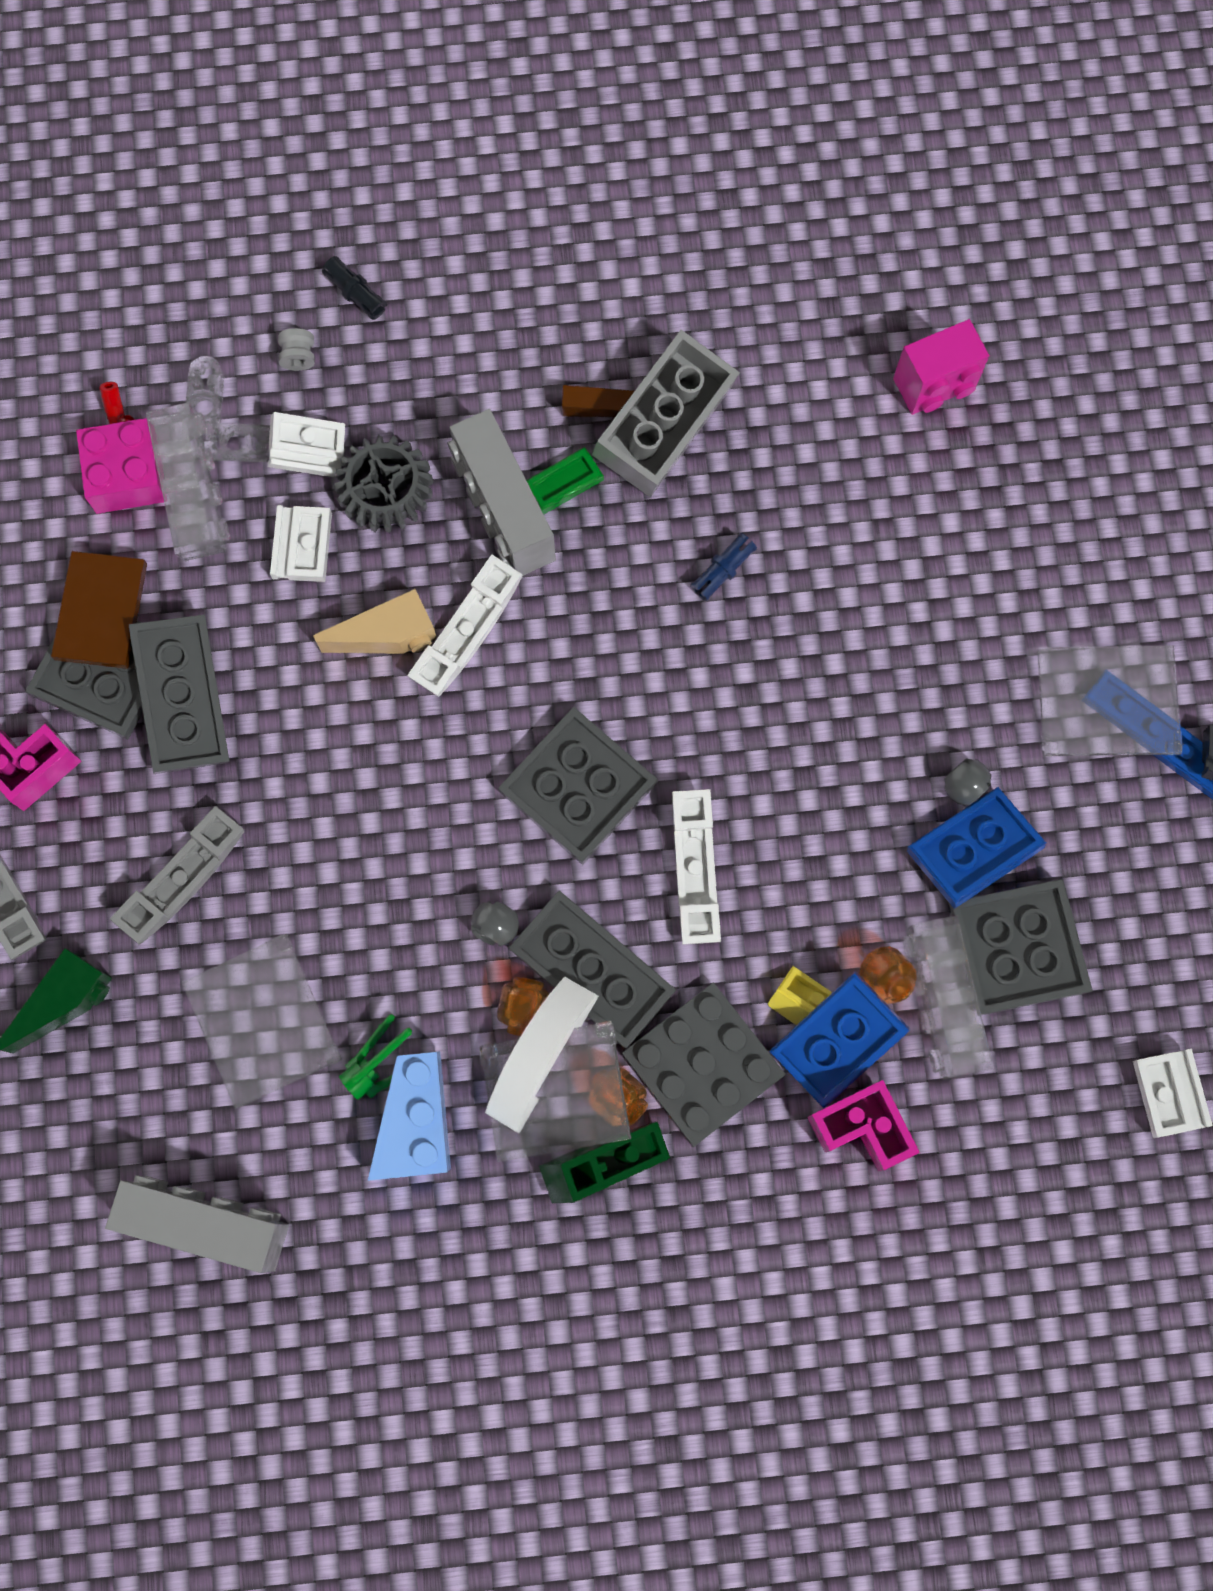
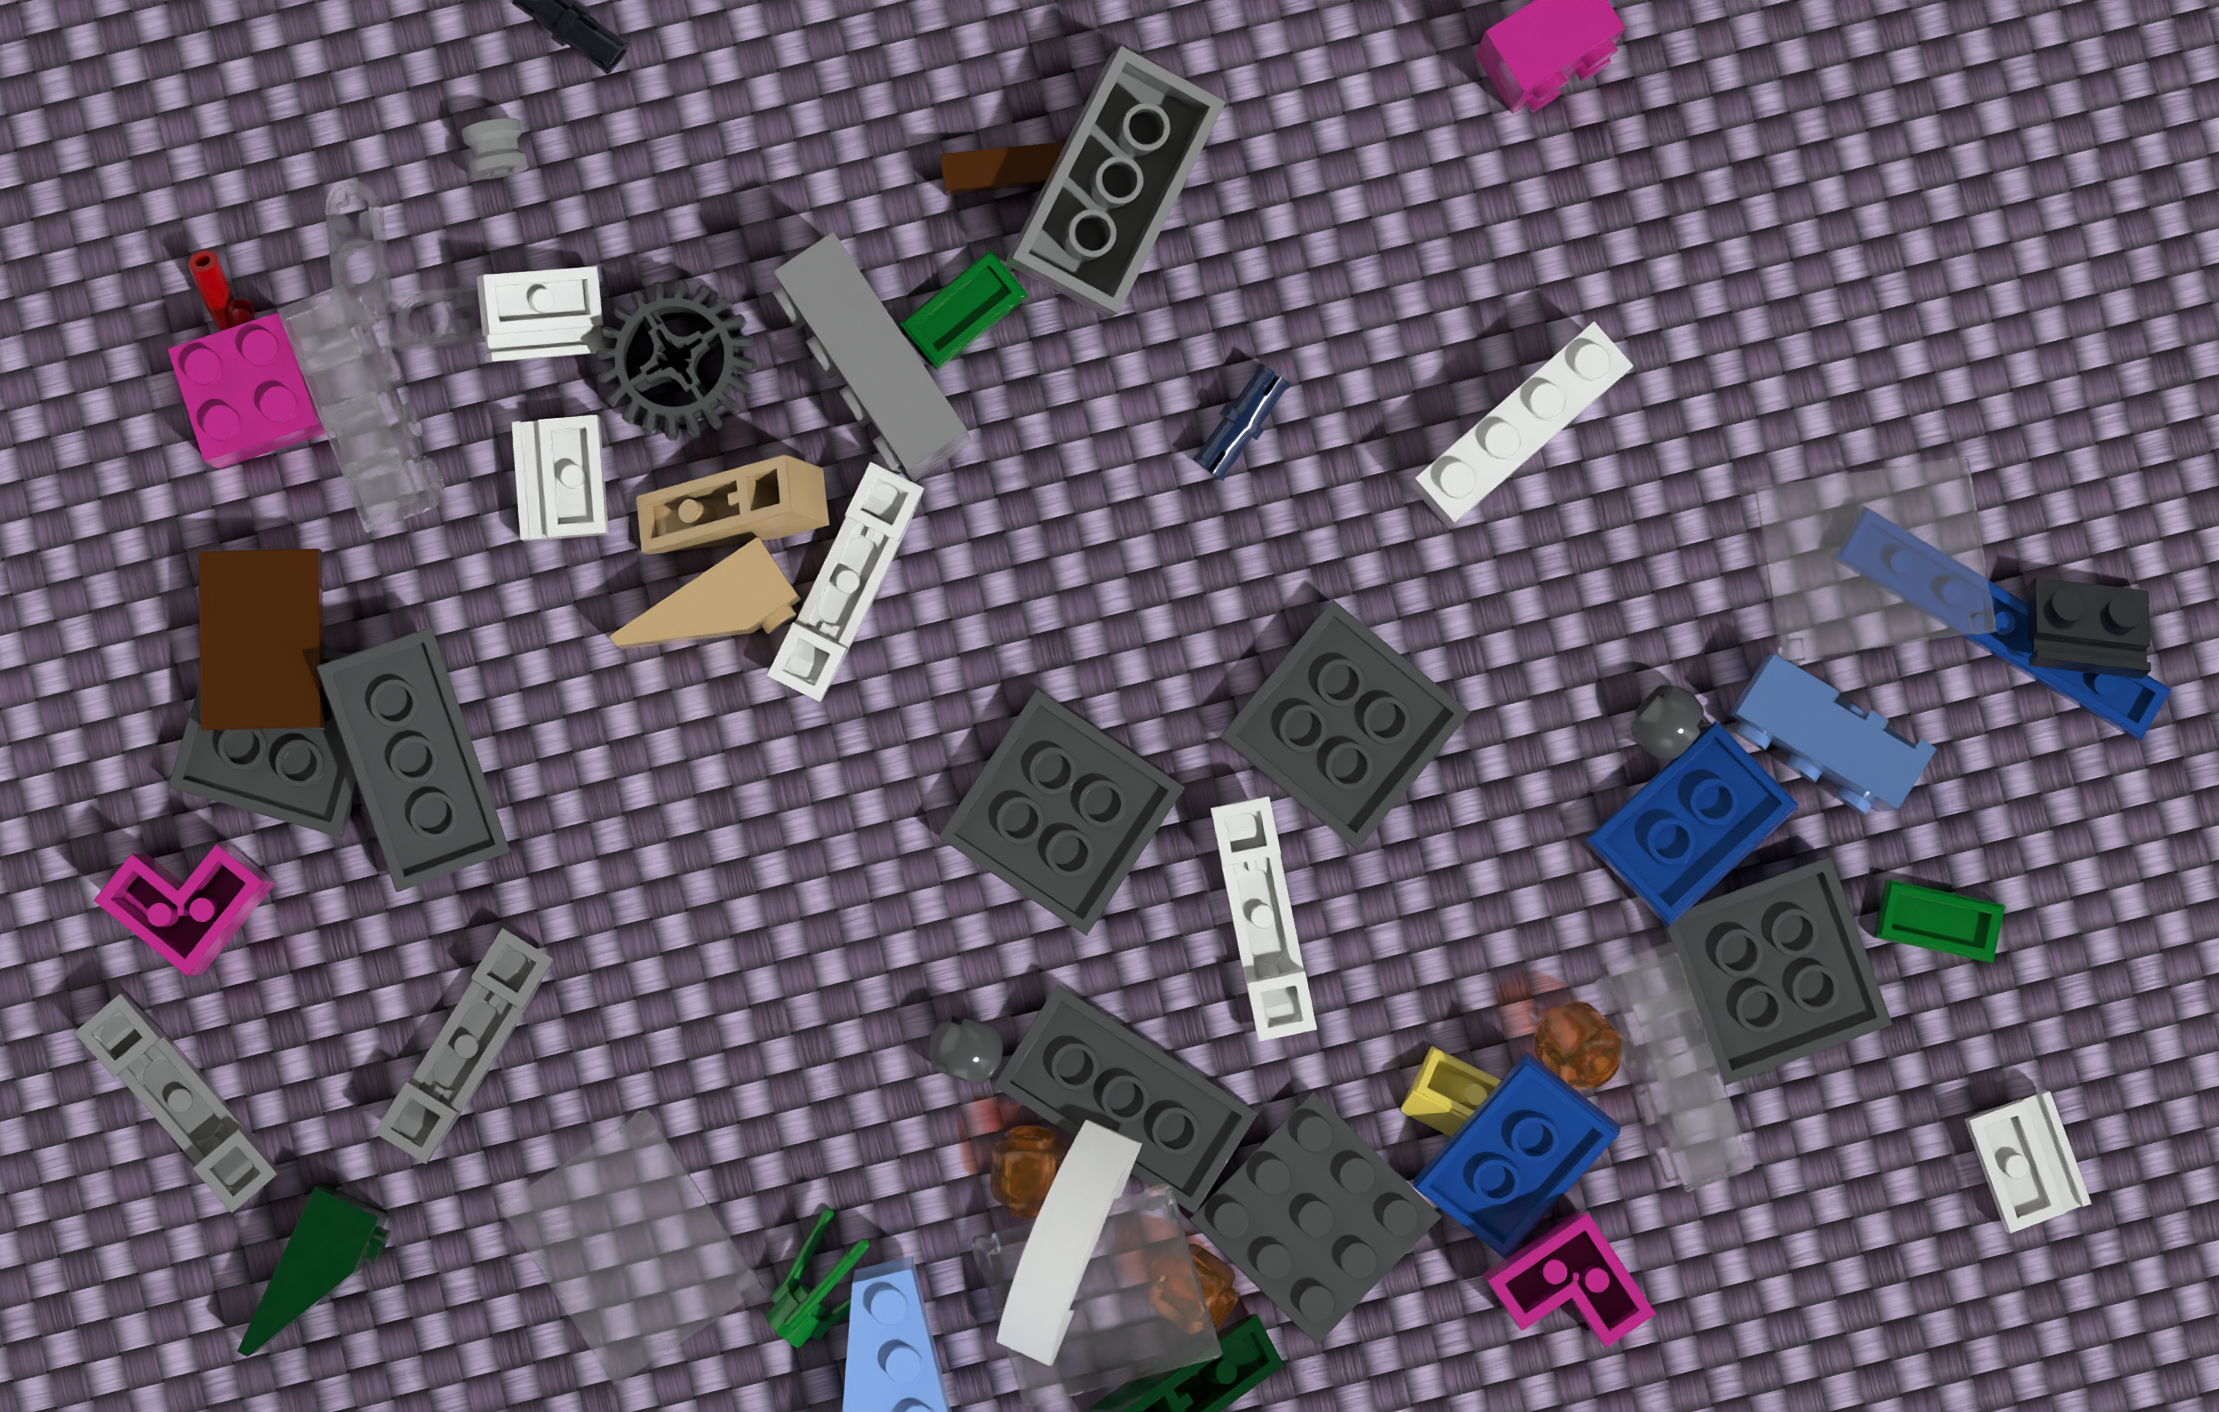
camera: 10 degrees left, 10 degrees up
(426, 566) = (734, 507): none -> tan slope
(763, 756) = (1345, 724): none -> dark grey plate
(896, 590) = (1521, 425): none -> white brick
(1070, 804) = (1828, 737): none -> medium blue wedge
(1128, 932) = (1939, 921): none -> green tile

